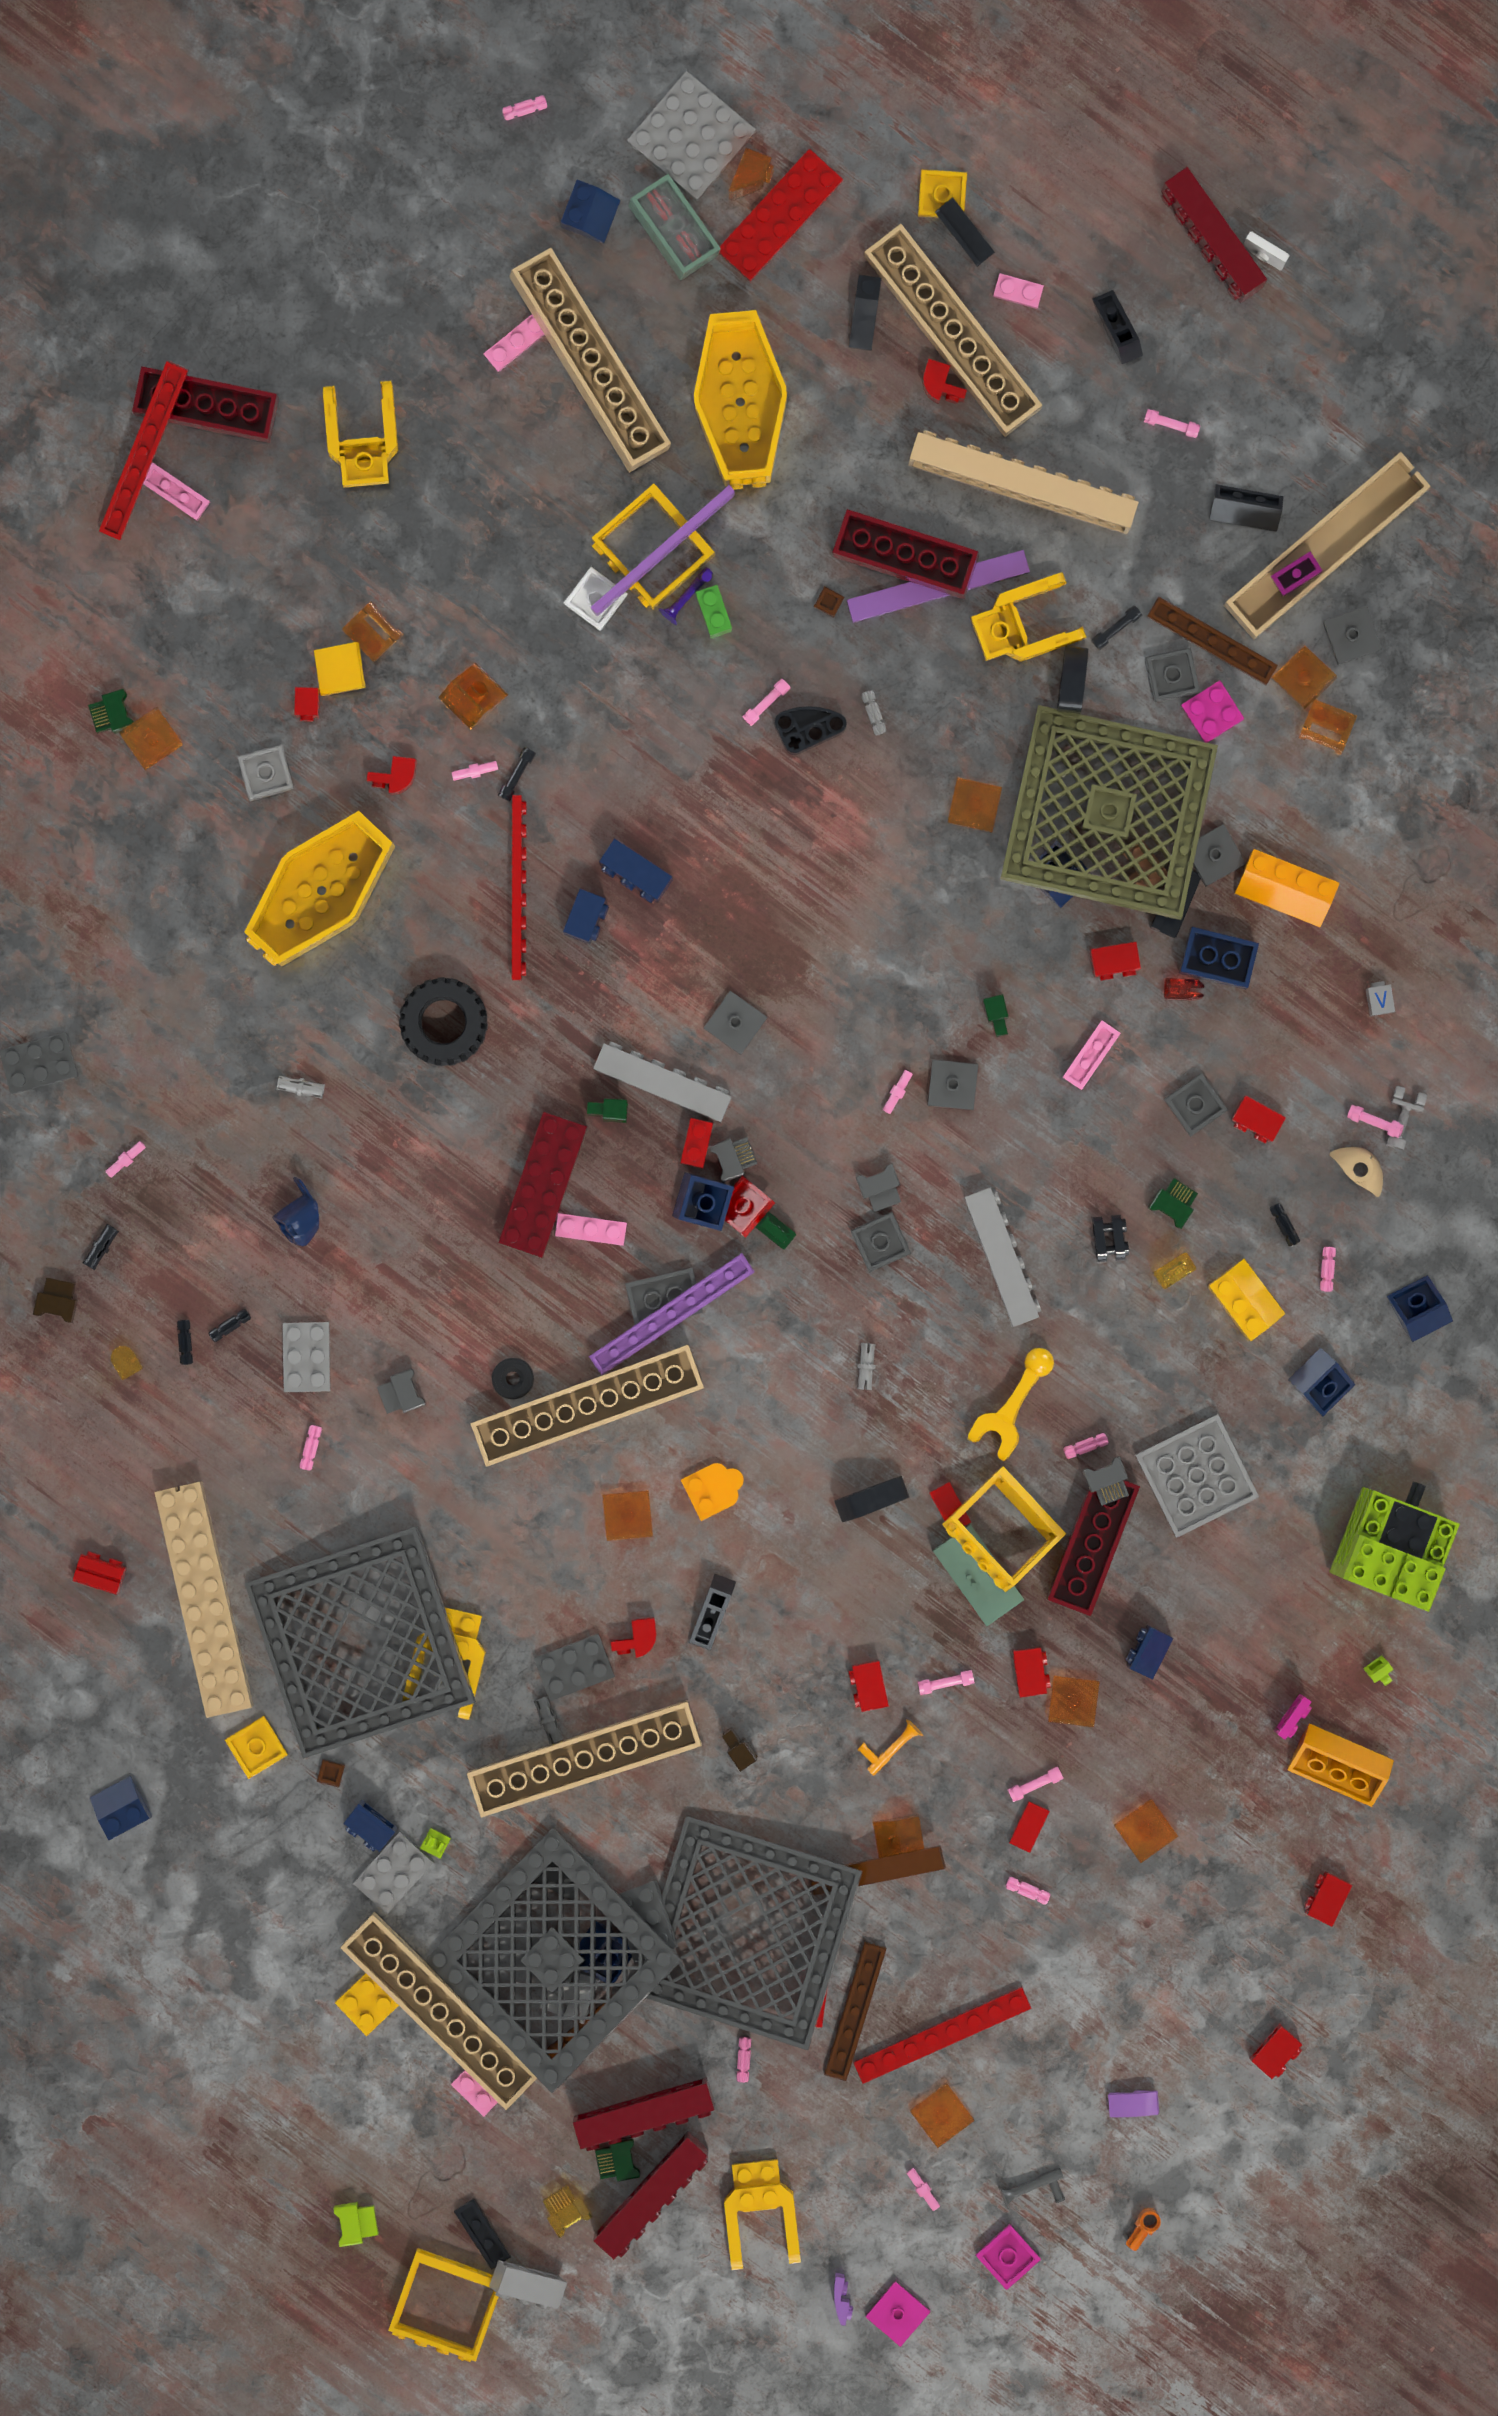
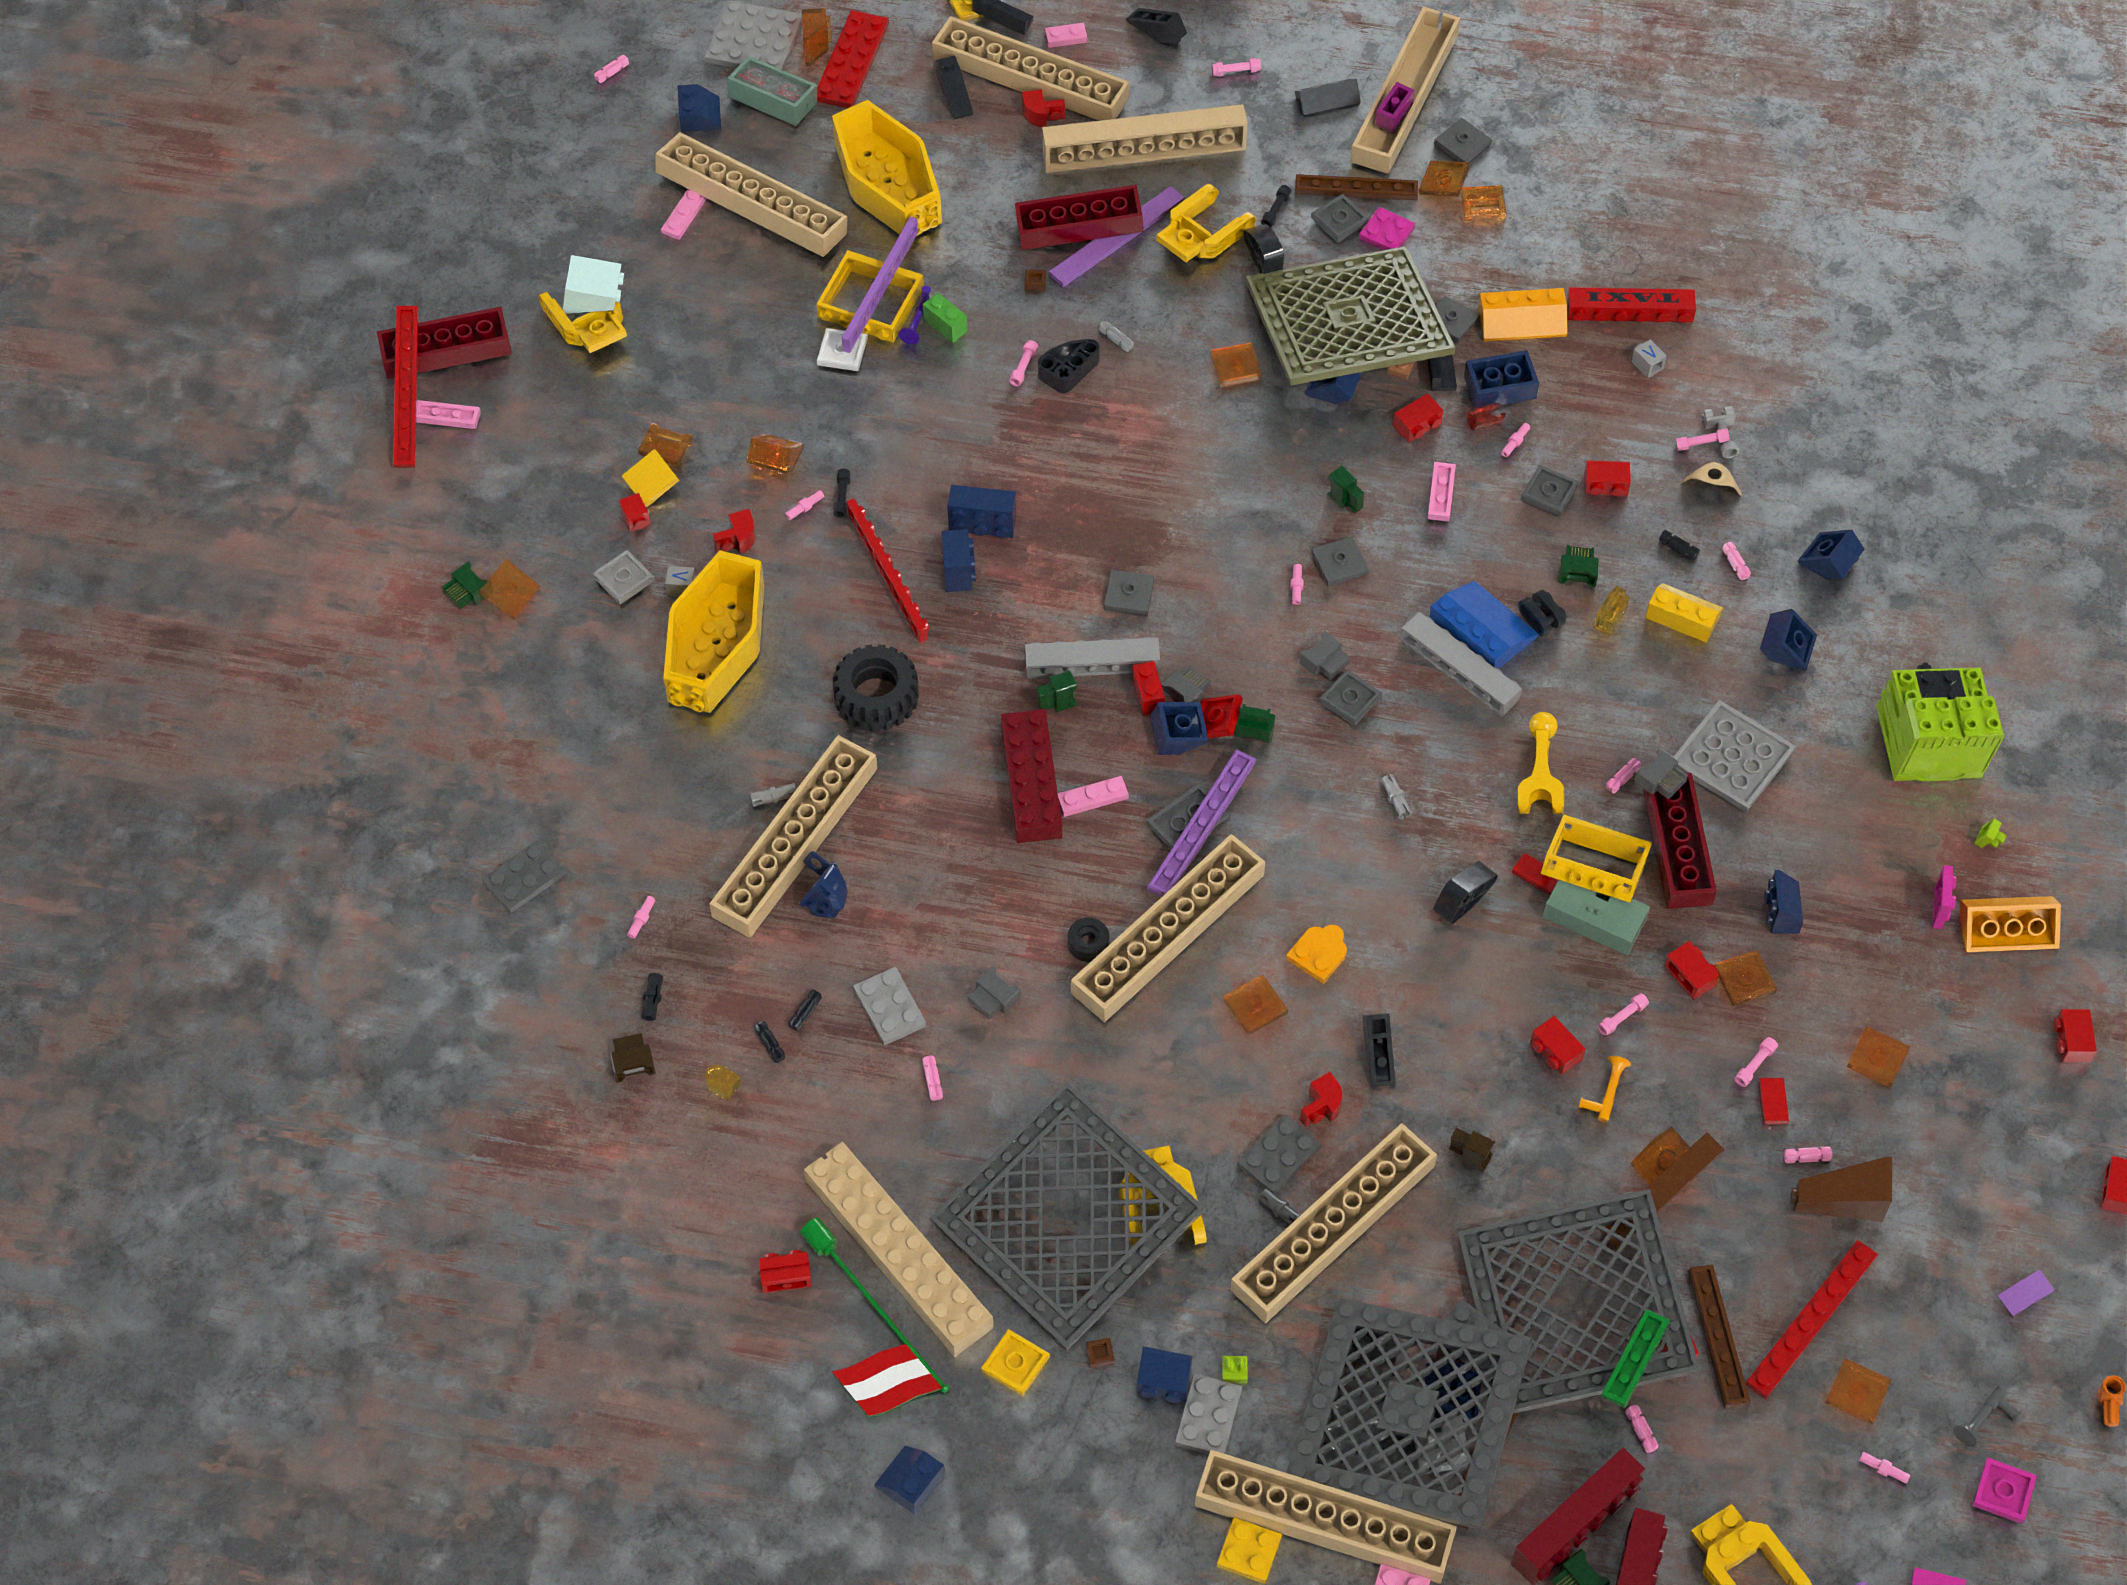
camera: 25 degrees left, 30 degrees down
(146, 1708) = (890, 1375): none -> flag
(297, 1146) = (792, 835): none -> tan brick
(317, 807) = (678, 579): none -> light grey brick
(375, 417) = (592, 285): none -> light aqua slope
(759, 2015) = (1635, 1358): none -> green plate
(1038, 1946) = (1849, 1192): none -> reddish brown slope
(1048, 1223) = (1482, 623): none -> blue slope
(1196, 1029) = (1515, 440): none -> bright pink bar
(1401, 927) = (1631, 304): none -> red brick

